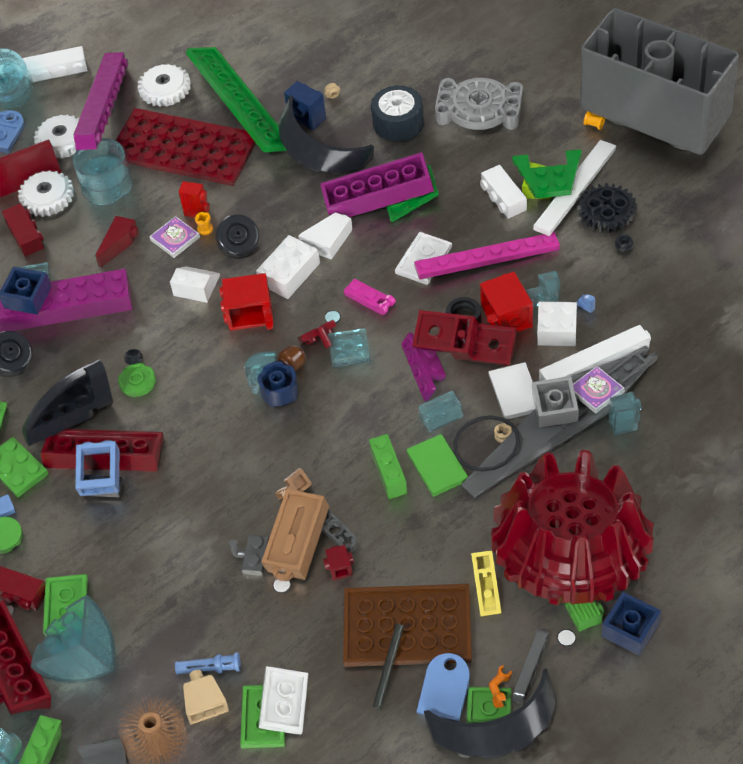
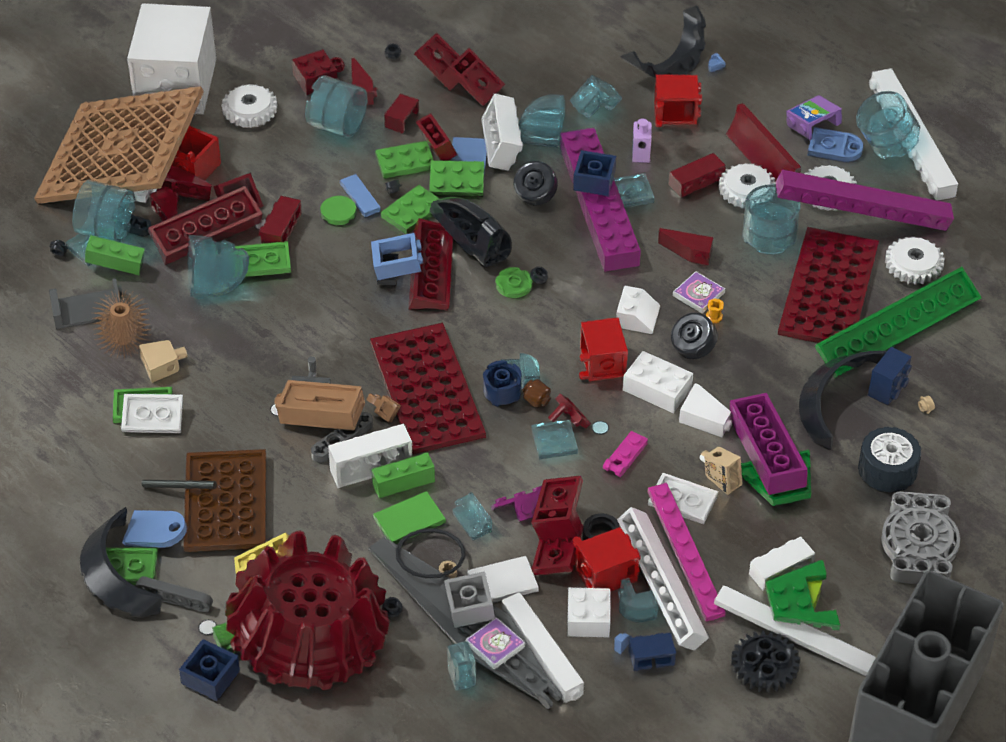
camera: 80 degrees right, 5 degrees down
(193, 199) = (740, 294): red brick -> none
(221, 664) = (194, 366): medium blue pin -> none
(254, 430) = (458, 387): none -> dark red piece
(338, 562) = (295, 444): dark red brick -> none
(365, 490) = (354, 458): none -> white brick
(398, 222) = (723, 469): none -> tan torso
(493, 685) = (138, 566): orange arm -> none
(524, 267) = (663, 580): none -> white brick
(598, 281) = (656, 647): none -> dark blue piece
(624, 243) = (714, 674): black plate -> none

